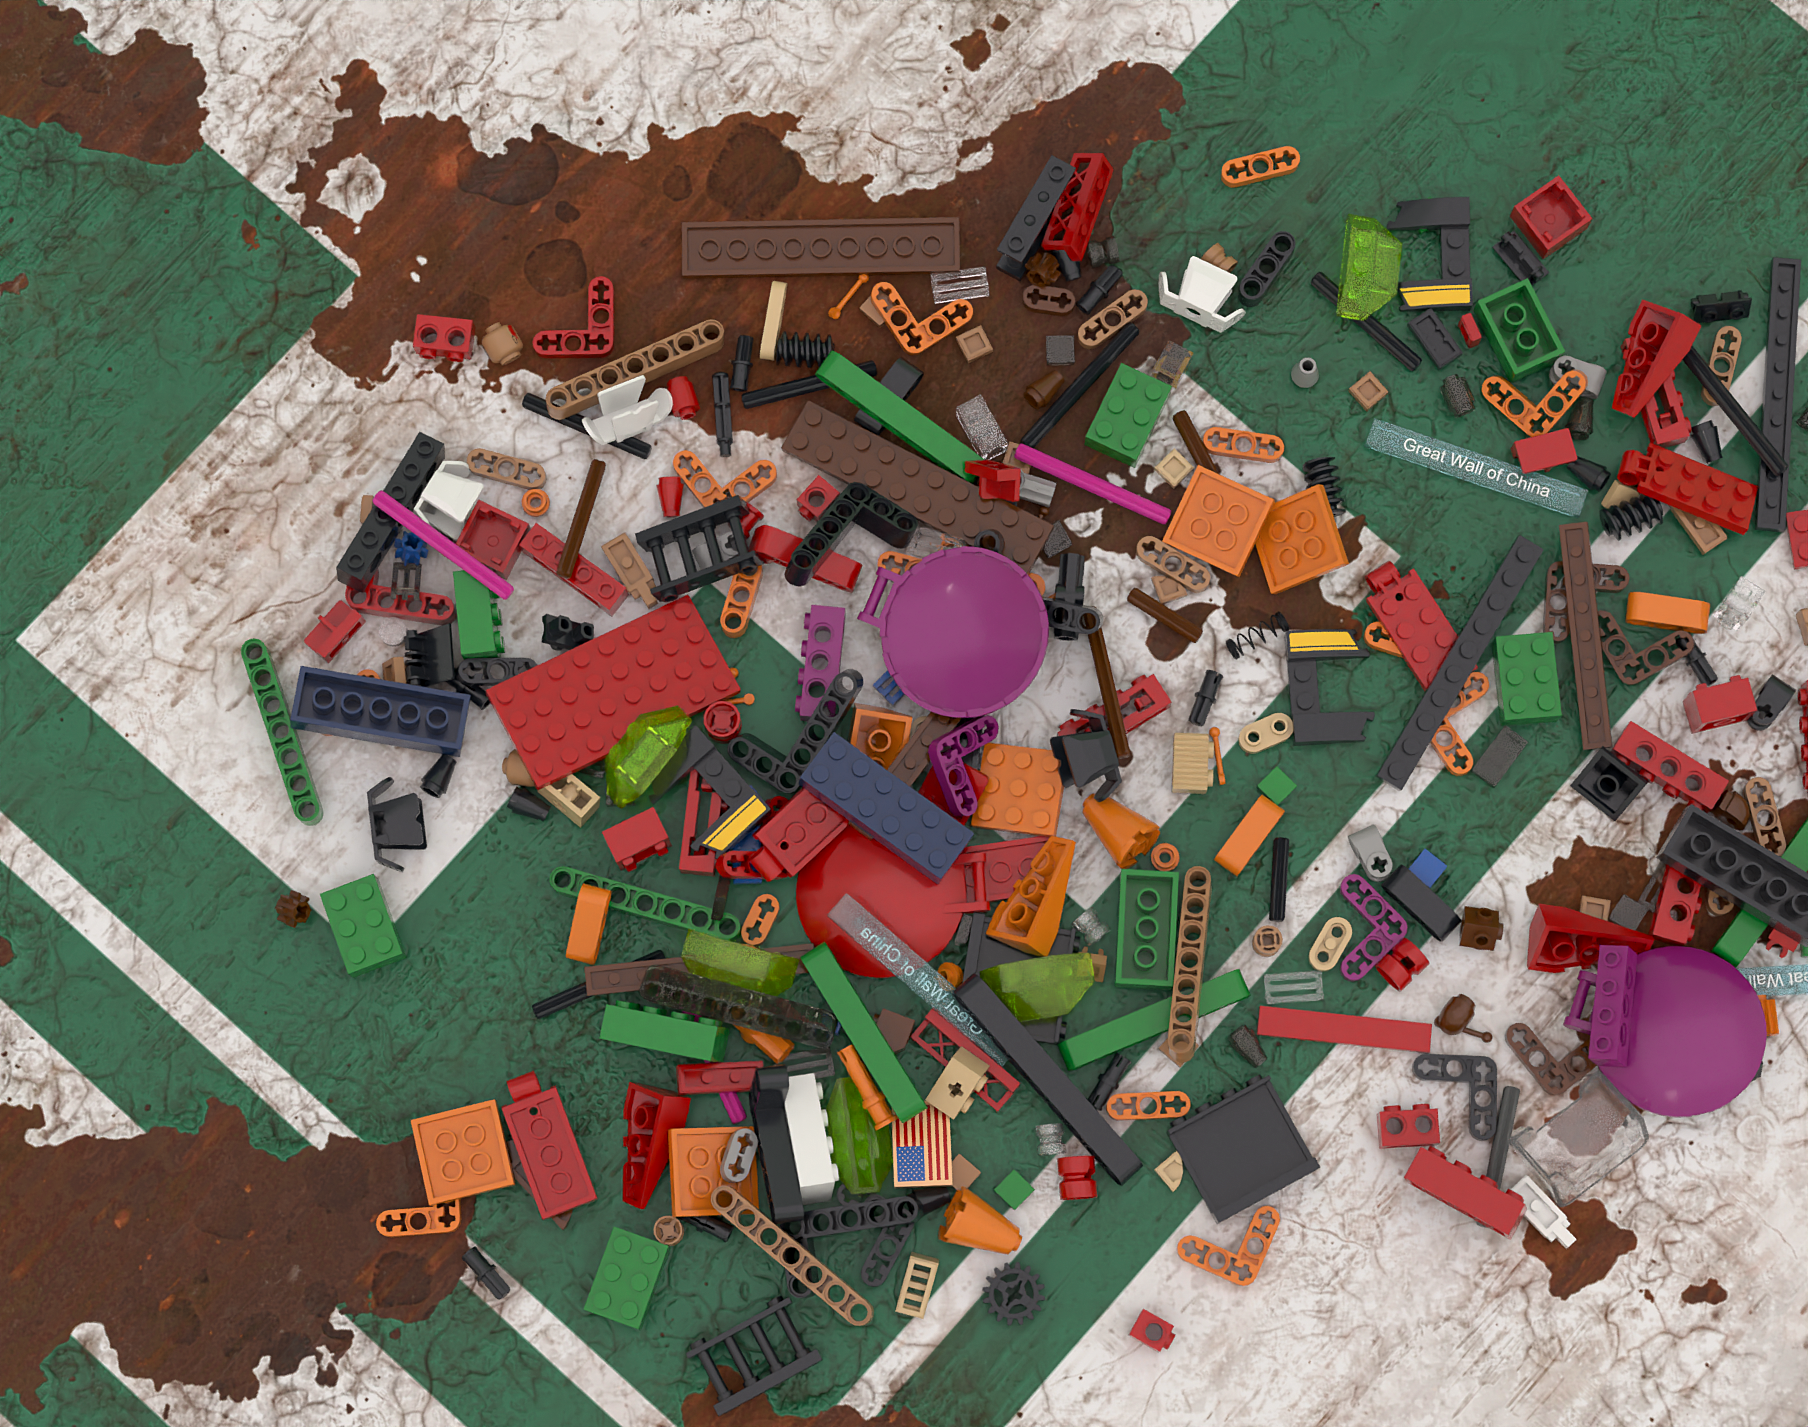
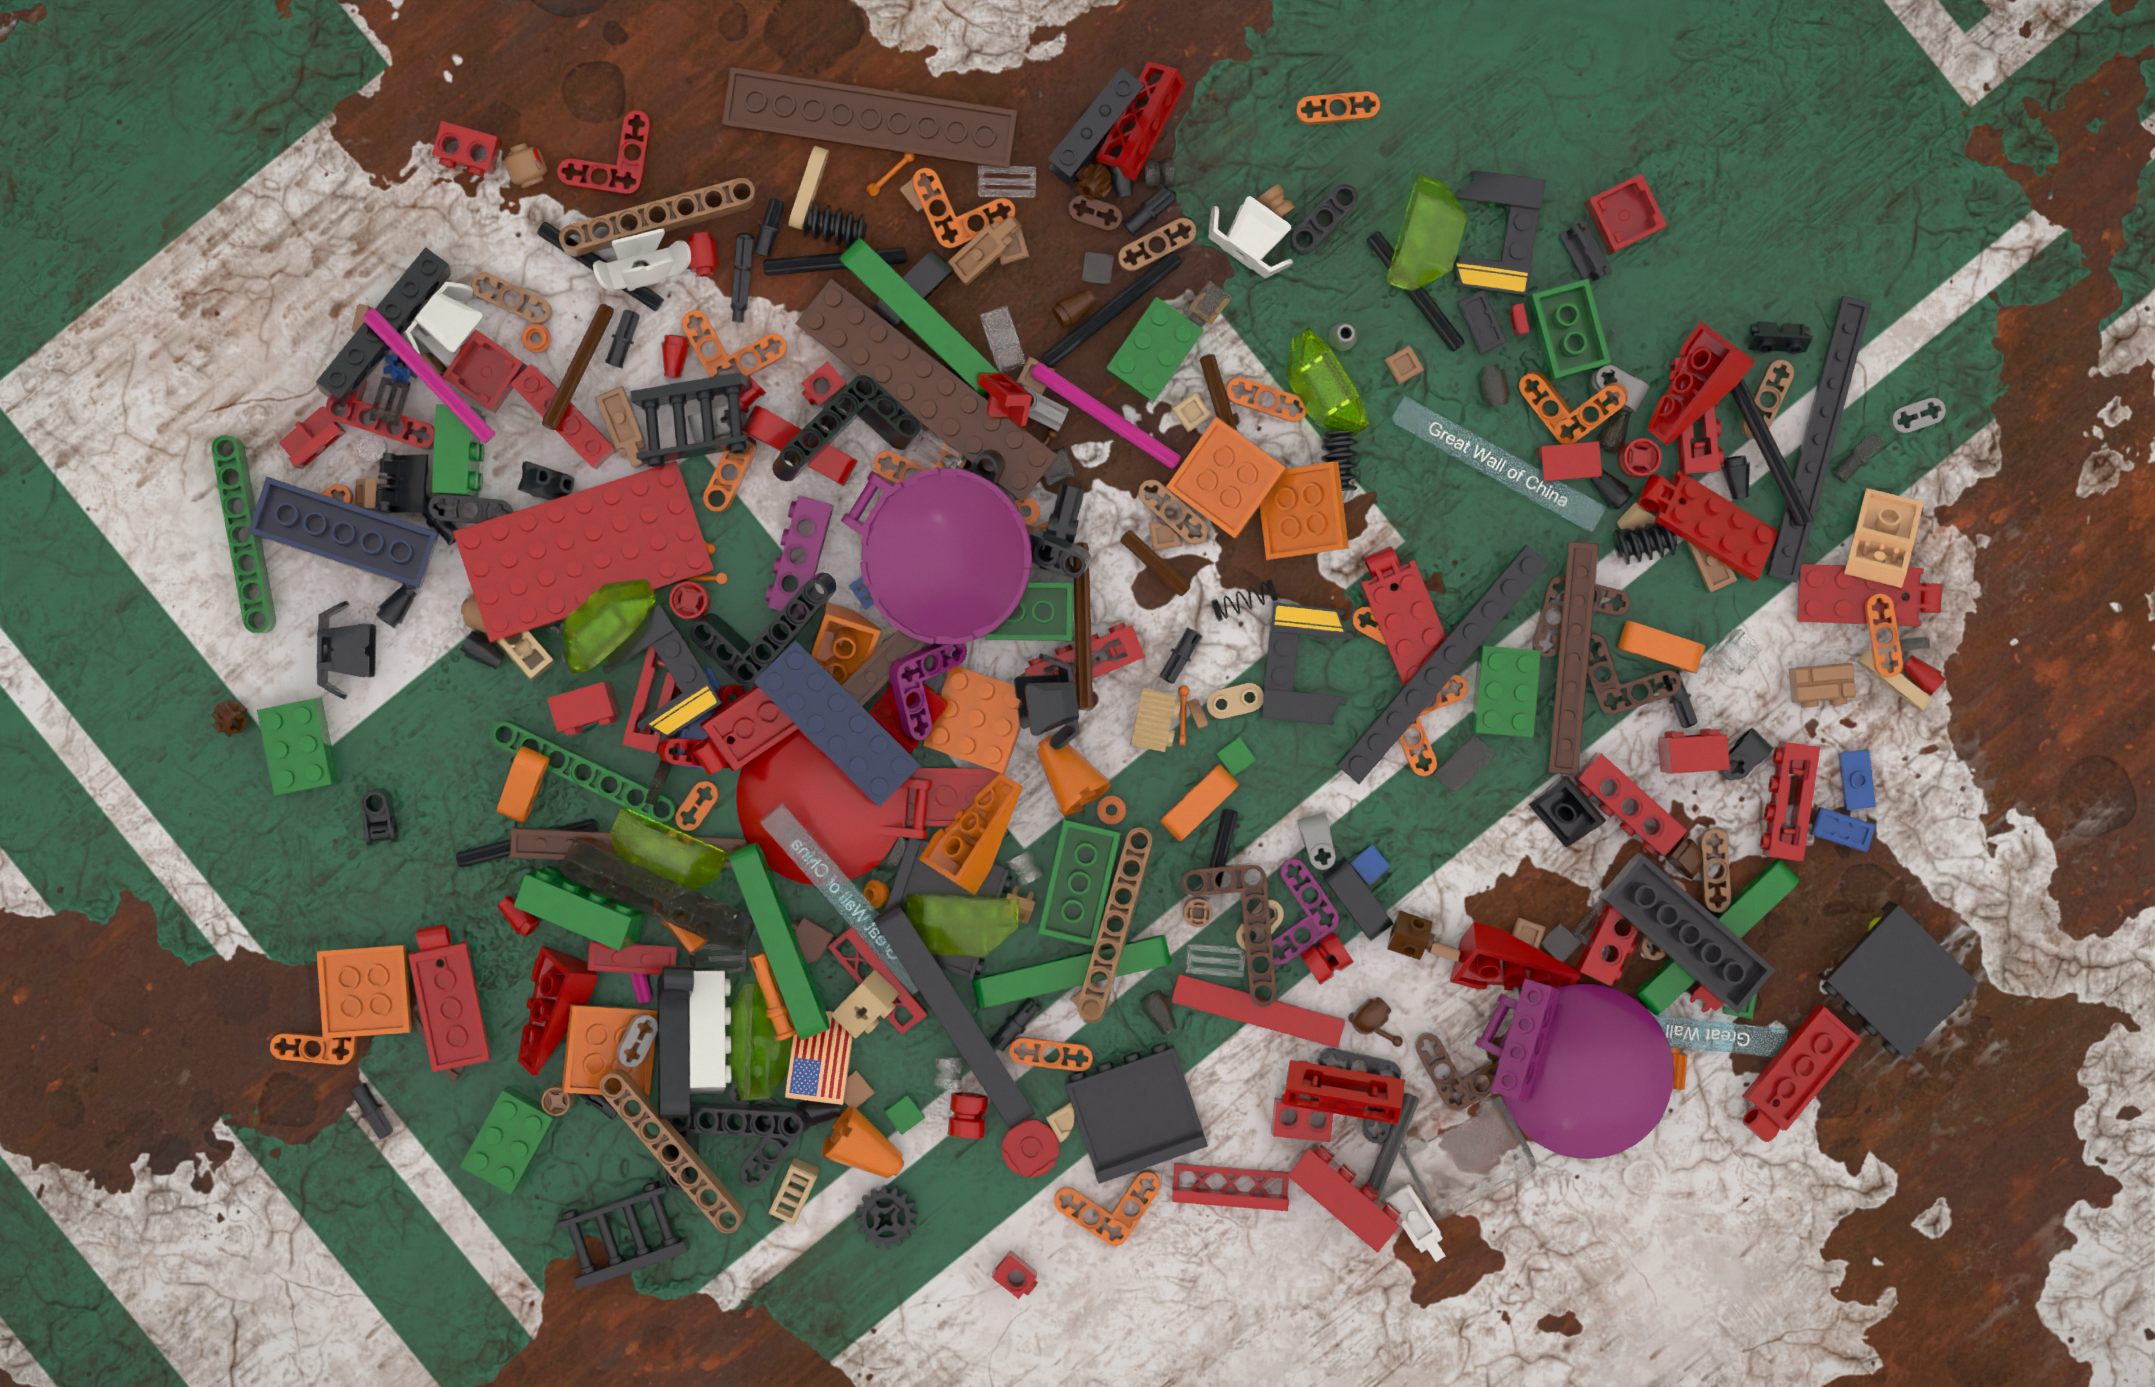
camera: 10 degrees right, 10 degrees up
(451, 984) = (379, 819): none -> black piece
(604, 1057) = (520, 921): none -> red cone
(618, 489) = (622, 338): none -> black axle
(949, 348) = (984, 249): none -> medium nougat hinge
(1062, 682) = (1040, 616): none -> green brick
(1144, 1203) = (1030, 1148): none -> red tile
(1233, 752) = (1197, 713): none -> medium nougat tile
(1297, 419) = (1324, 385): none -> clear neon green wedge
(1319, 937) = (1250, 920): none -> reddish brown beam
(1349, 1218) = (1227, 1197): none -> red fence
(1444, 1089) = (1344, 1091): none -> red brick
(1515, 939) = (1444, 951): none -> medium nougat tile
(1610, 438) = (1639, 458): none -> red wheel

